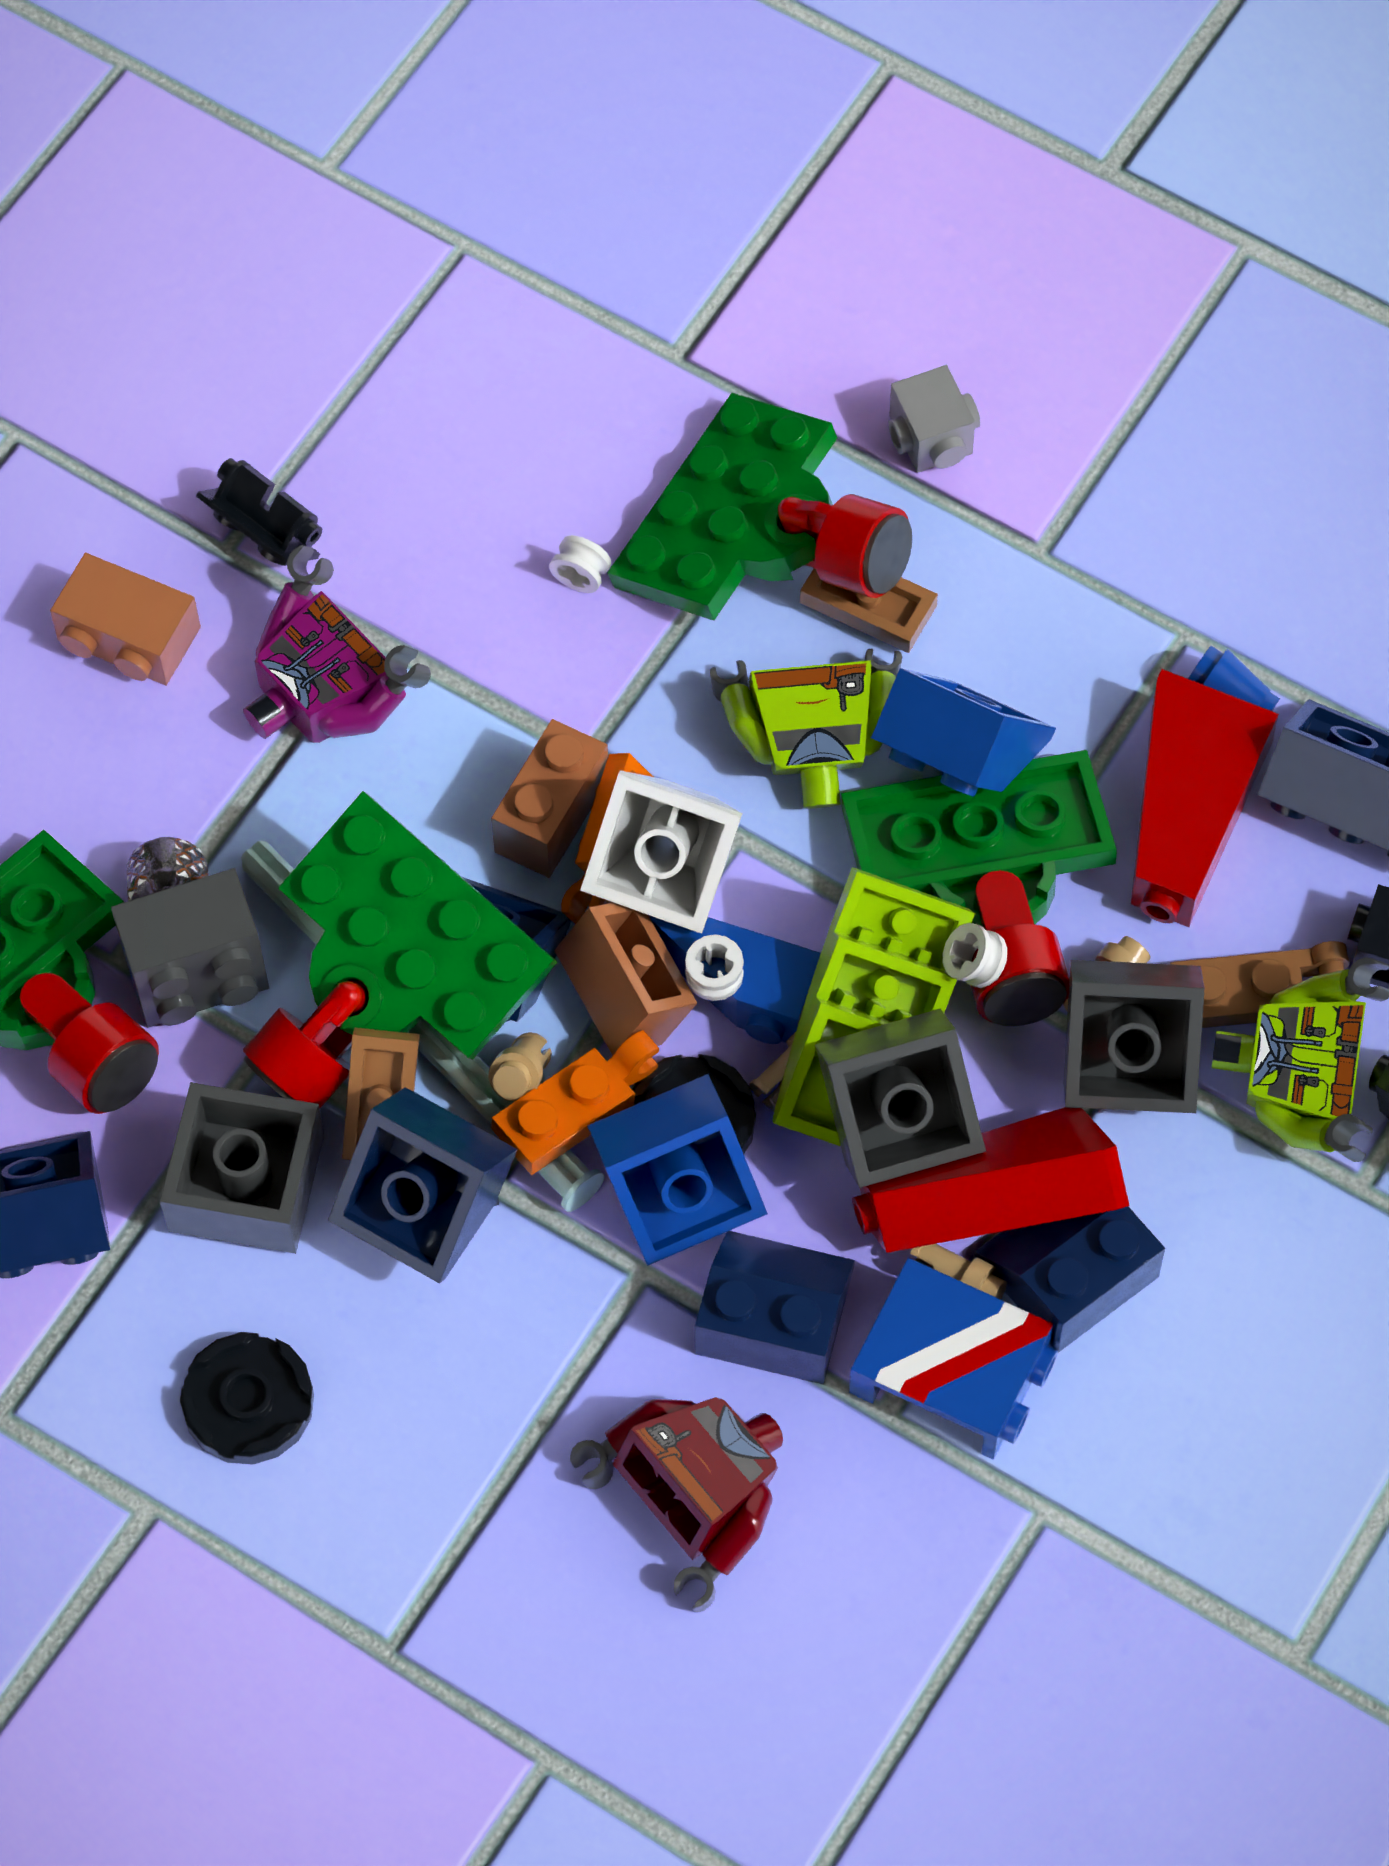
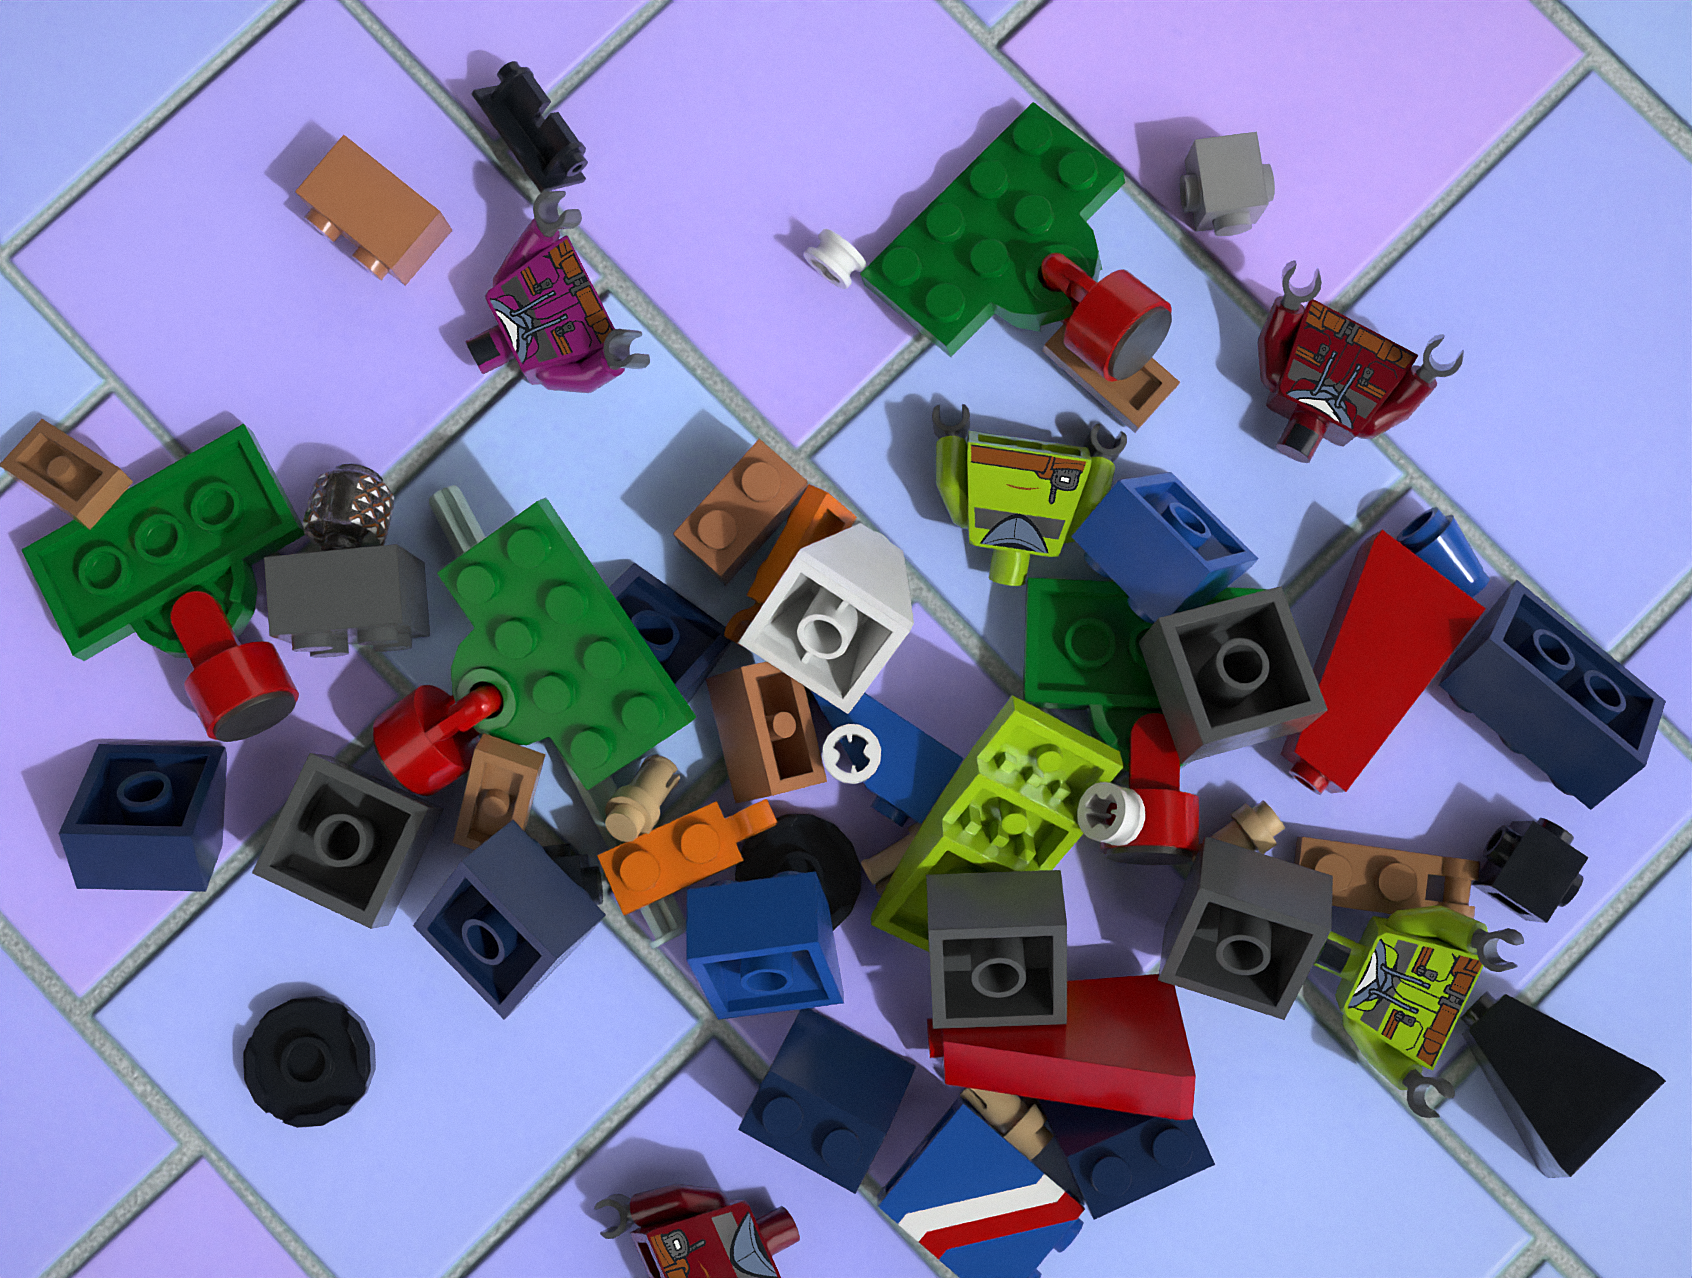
camera: 15 degrees right, 20 degrees up
(1052, 809) = (1231, 674): none -> dark grey brick
(1083, 555) = (1337, 374): none -> torso

